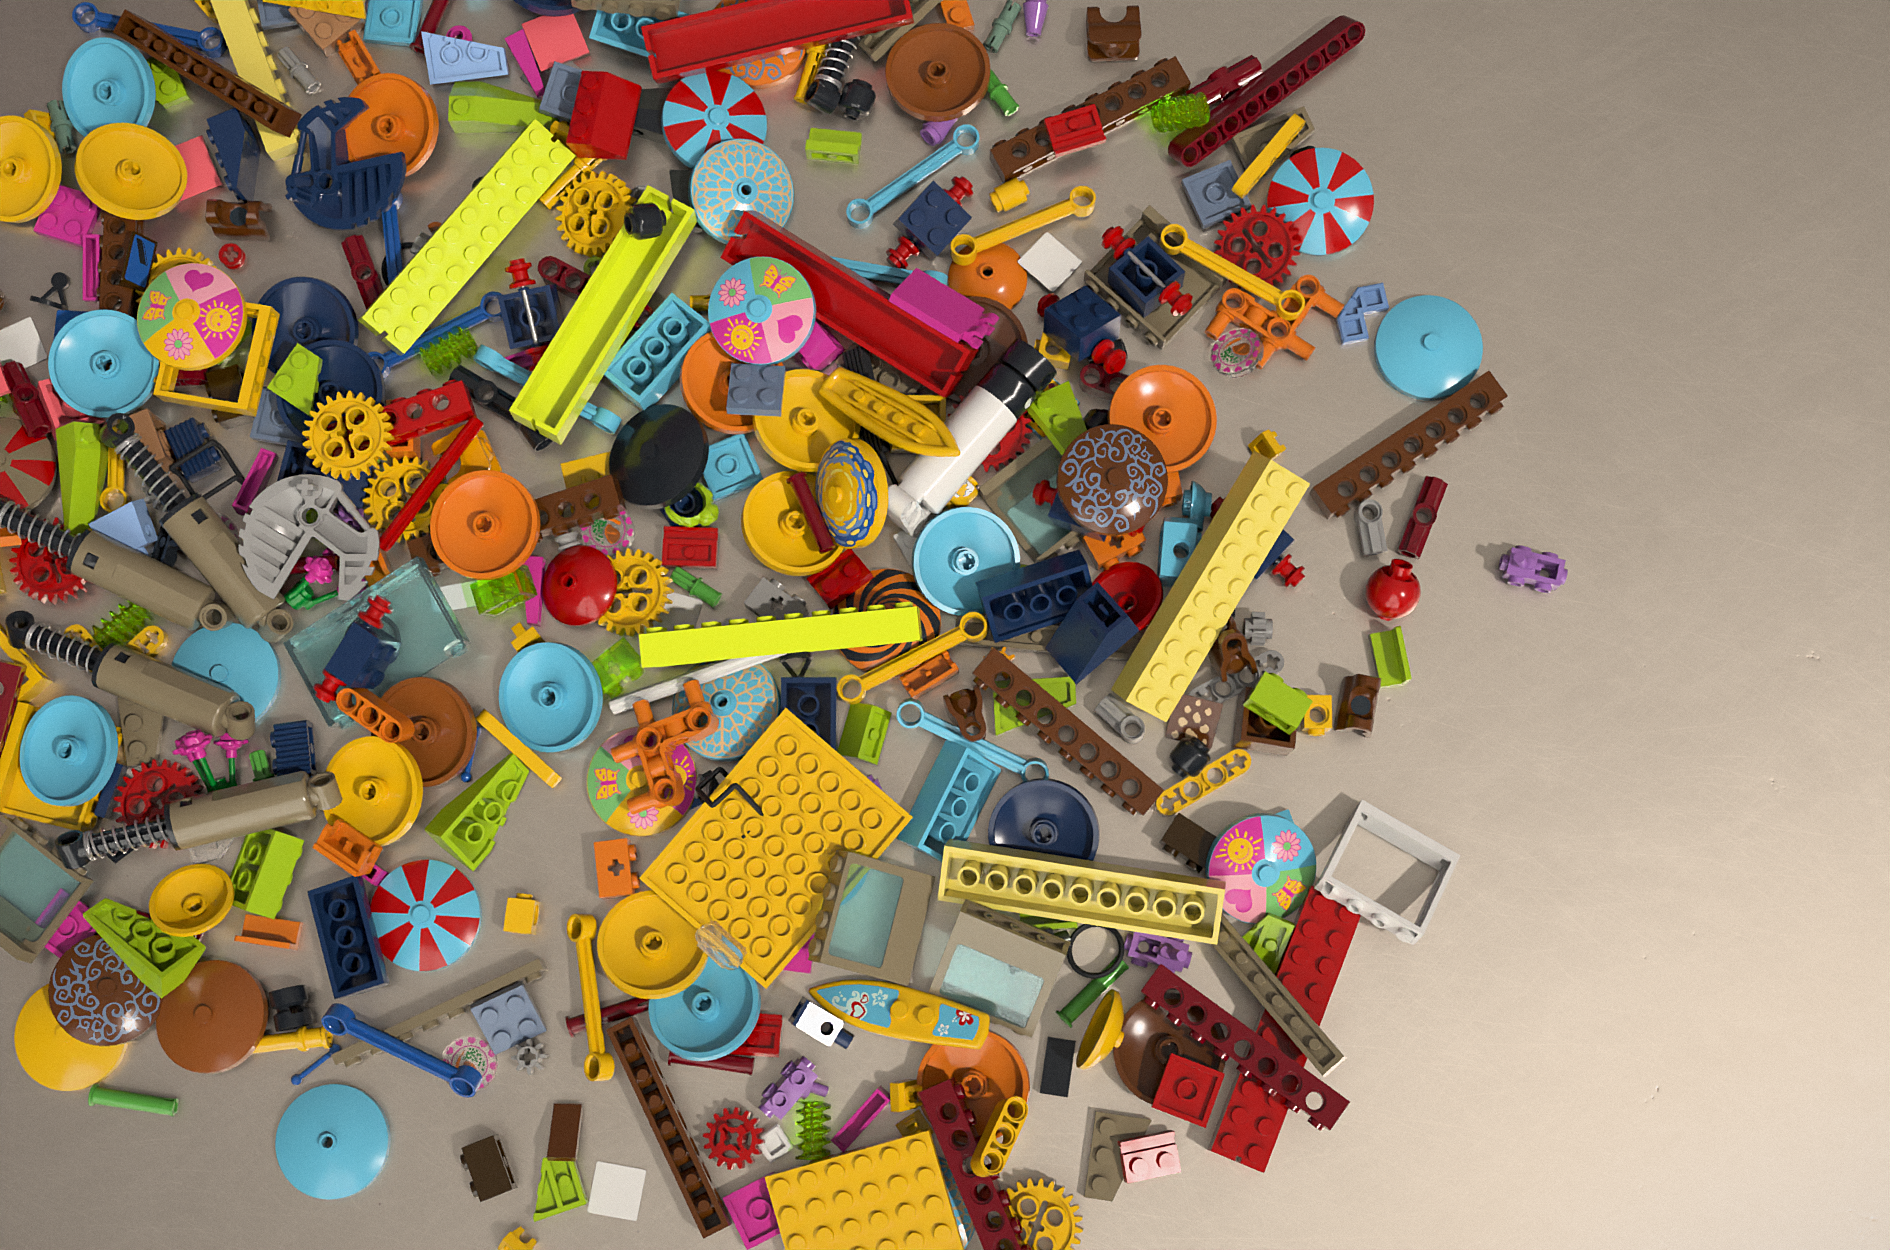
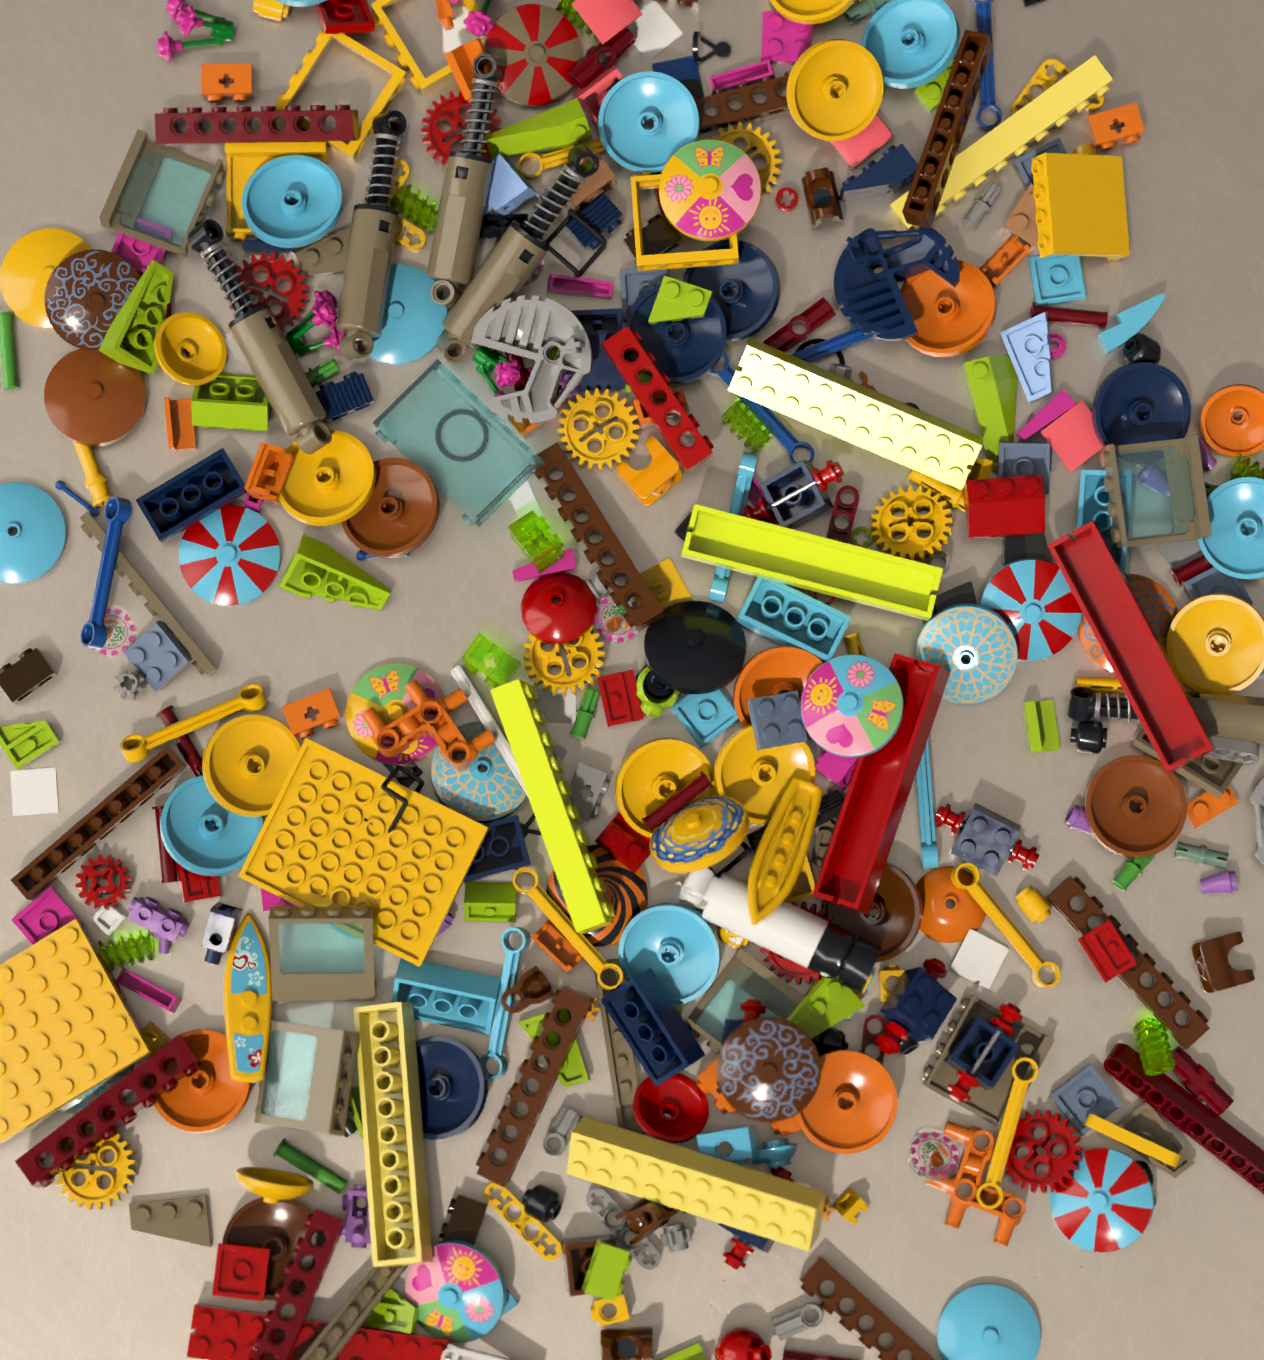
camera: 75 degrees right, 5 degrees up
(138, 262) = (753, 120): slope -> none
(286, 998) = (128, 464): black wheel -> none
(324, 442) = (620, 347): yellow gear -> none
(361, 654) = (441, 435): dark blue brick -> none
(363, 714) = (391, 449): orange beam -> none
(430, 483) = (615, 449): red axle -> none
(477, 386) = (710, 489): black piece -> none
(485, 525) = (585, 511): orange dish -> none
(519, 749) = (397, 595): yellow beam -> none
(521, 914) = (250, 641): yellow brick -> none
(525, 637) = (497, 575): yellow tile -> none
(550, 697) = (449, 612): medium azure dish -> none
(565, 1132) = (72, 733): reddish brown tile -> none
(644, 221) = (904, 577): black head -> none
(720, 945) = (264, 825): clear piece -> none
(904, 1095) = (177, 1022): yellow tile -> none
(913, 176) = (1029, 809): medium azure piece -> none
(943, 308) = (894, 873): dark pink tile -> none
(988, 1143) = (149, 1107): yellow beam -> none
(1057, 1067) = (236, 1152): black tile -> none
(1090, 633) = (628, 1085): dark blue slope -> none
(1114, 966) = (324, 1166): black tyre -> none
(1149, 1156) = (177, 1252): plate -> none
(1194, 718) = (578, 1199): reddish brown sticker -> none
(1351, 320) = (998, 1256): medium blue tile -> none

